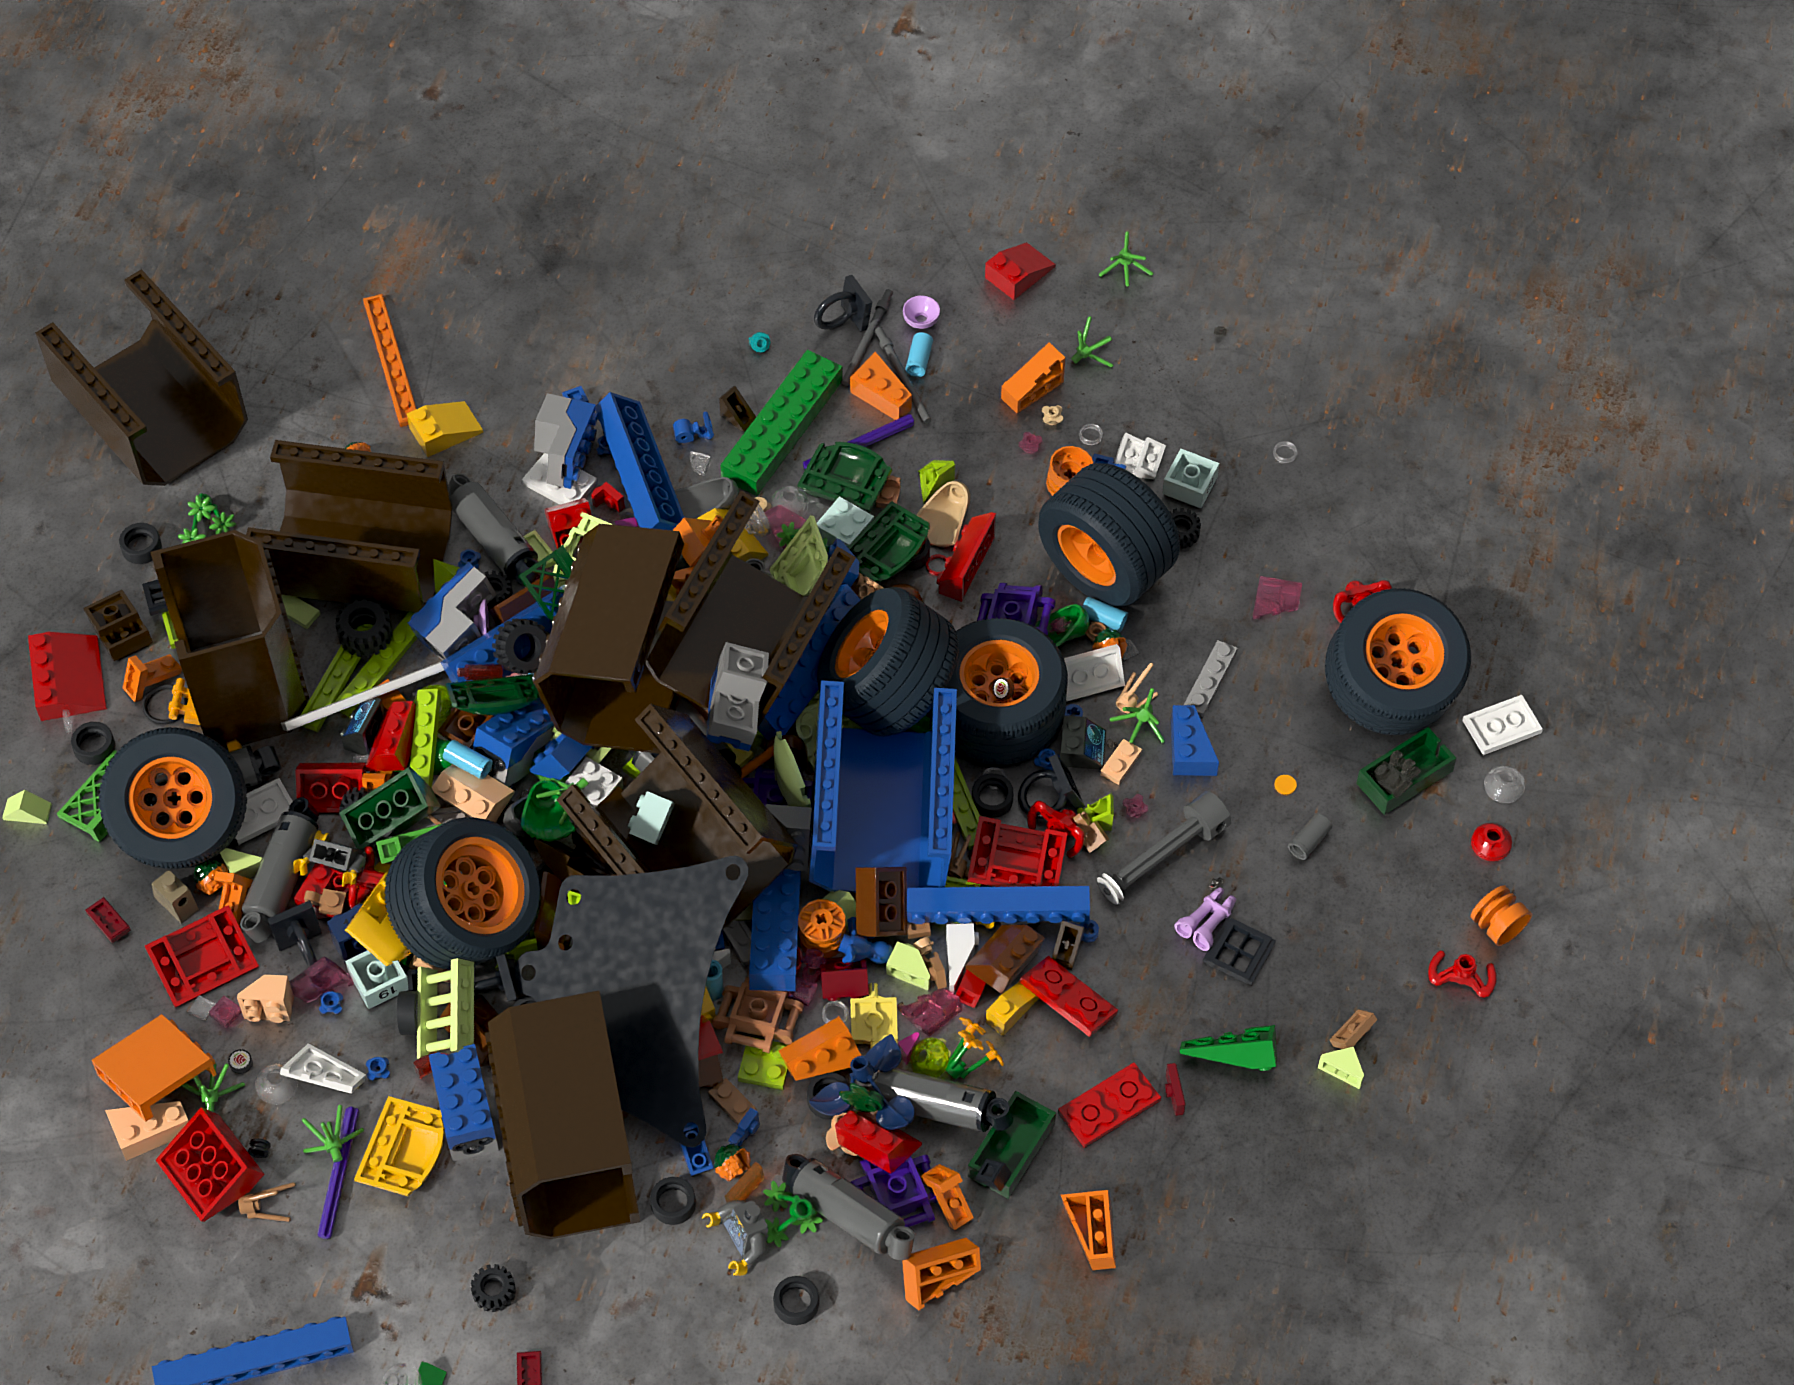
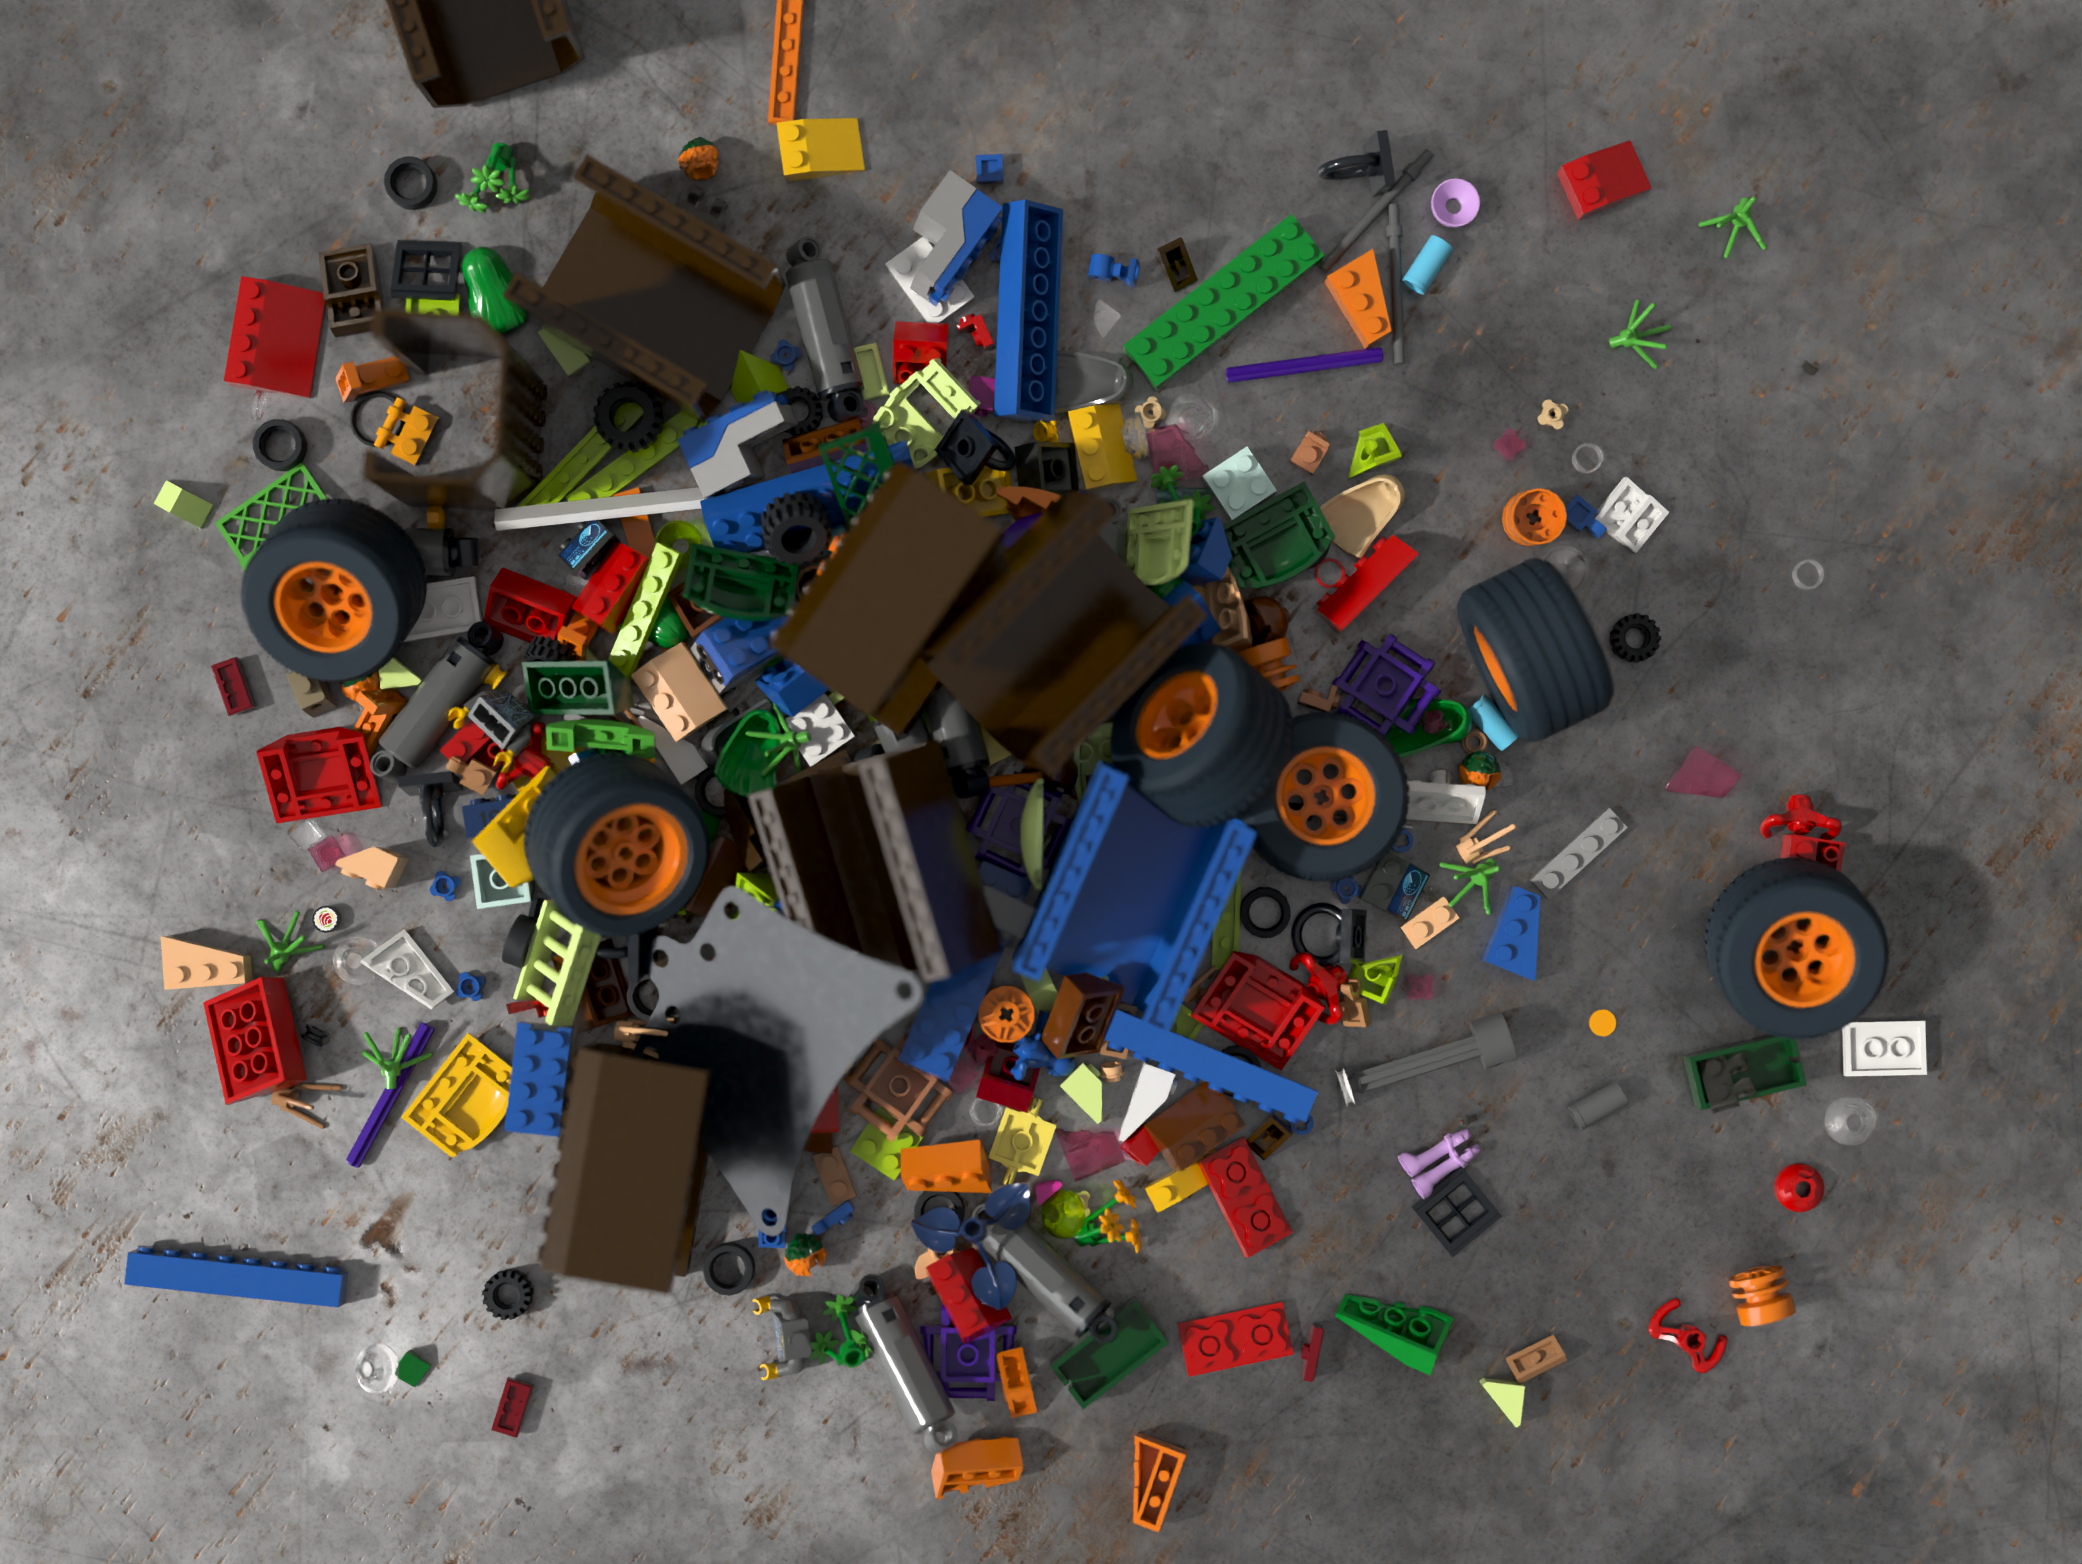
camera: 25 degrees right, 30 degrees up
(151, 1064) = (226, 902): orange panel -> none
(319, 979) = (436, 859): clear pink slope -> none
(467, 759) = (684, 656): medium azure pin -> none
(480, 671) = (738, 541): clear red cylinder -> none
(482, 619) = (769, 456): lavender dish -> none
(651, 817) = (853, 833): light aqua brick -> none
(696, 536) = (1056, 457): orange brick -> none
(736, 696) = (1003, 727): light grey piece -> none
(746, 1184) = (809, 1284): clear orange tile -> none
(759, 341) = (1242, 168): teal plate -> none
(792, 1283) = (812, 1453): black tyre -> none
(846, 472) = (1268, 414): dark green slope -> none
(862, 1099) = (973, 1259): dark green plate -> none
(936, 970) = (1112, 1112): medium nougat plate -> none
(994, 1174) = (1071, 1391): black slope -> none
(1003, 688) = (1324, 809): tile -> none
(1034, 379) = (1549, 360): orange wedge -> none
(1190, 478) = (1676, 577): light aqua brick -> none

